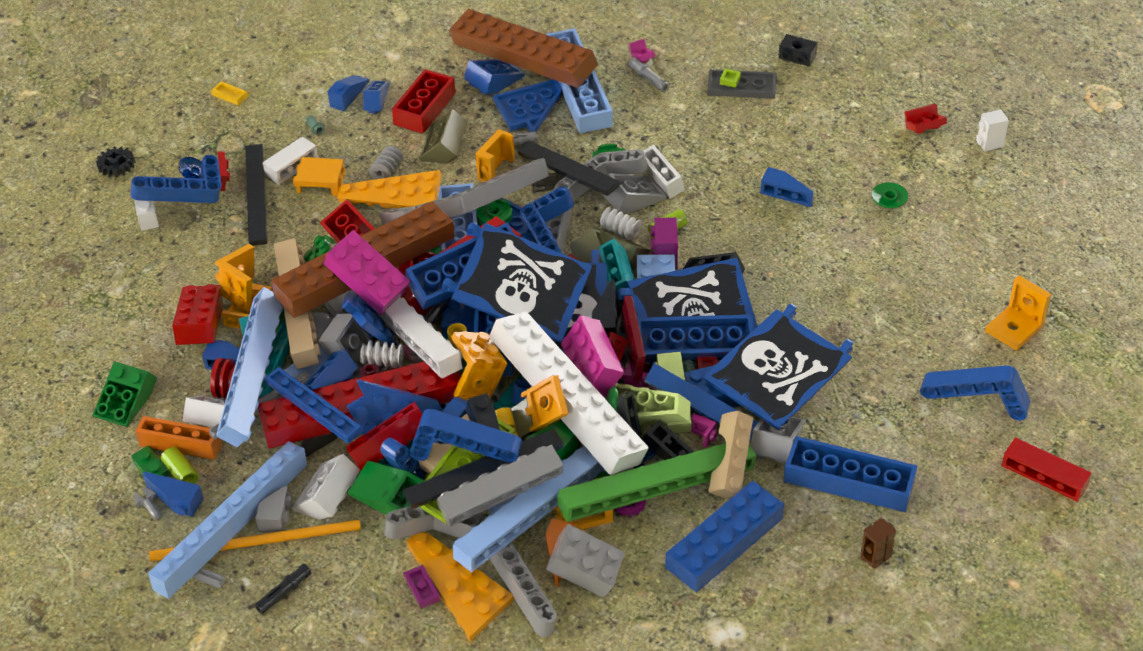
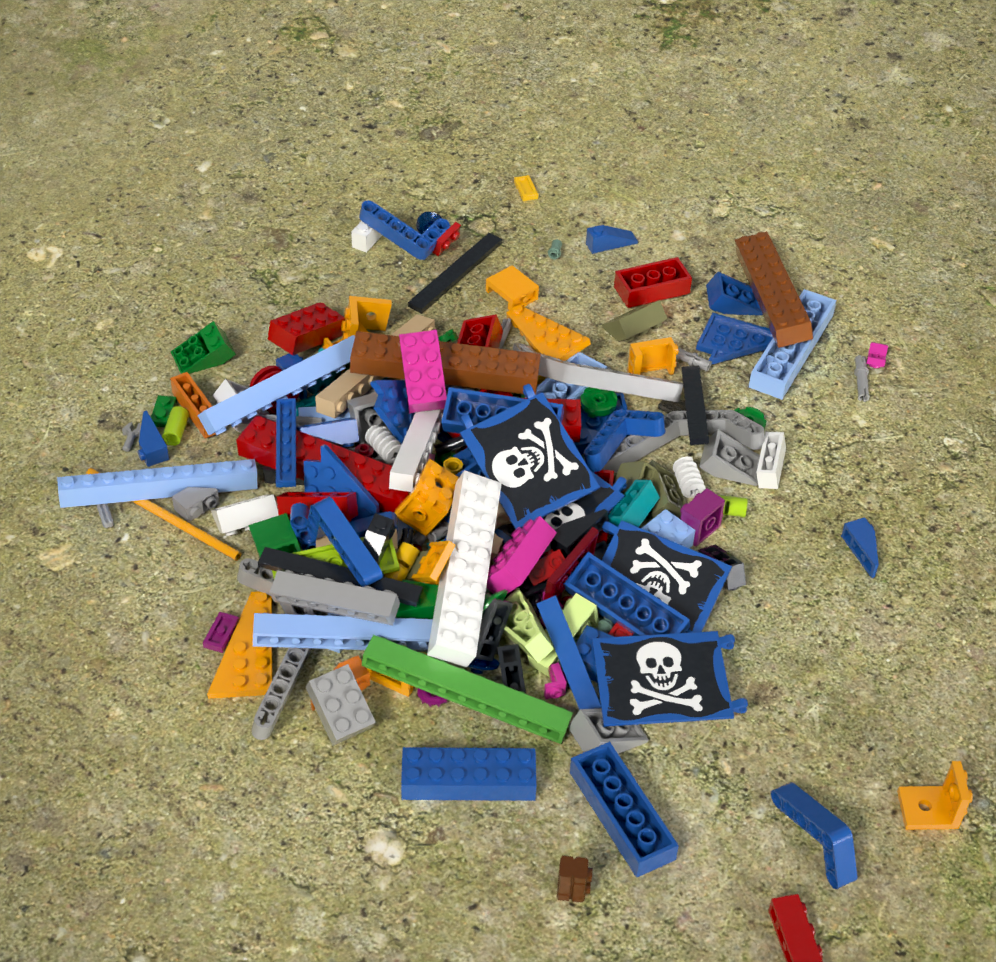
camera: 40 degrees right, 0 degrees up
(115, 161) = (389, 186): black gear -> none
(278, 592) = (143, 559): black pin -> none
(285, 162) = (495, 261): white brick -> none
(375, 96) = (624, 255): blue slope -> none
(386, 163) = (568, 310): light grey piece -> none
(728, 477) = (528, 726): tan arch -> none
(730, 78) = (925, 424): lime plate -> none
(751, 85) = (936, 438): dark grey tile -> none
(889, 195) = (949, 616): green dish -> none

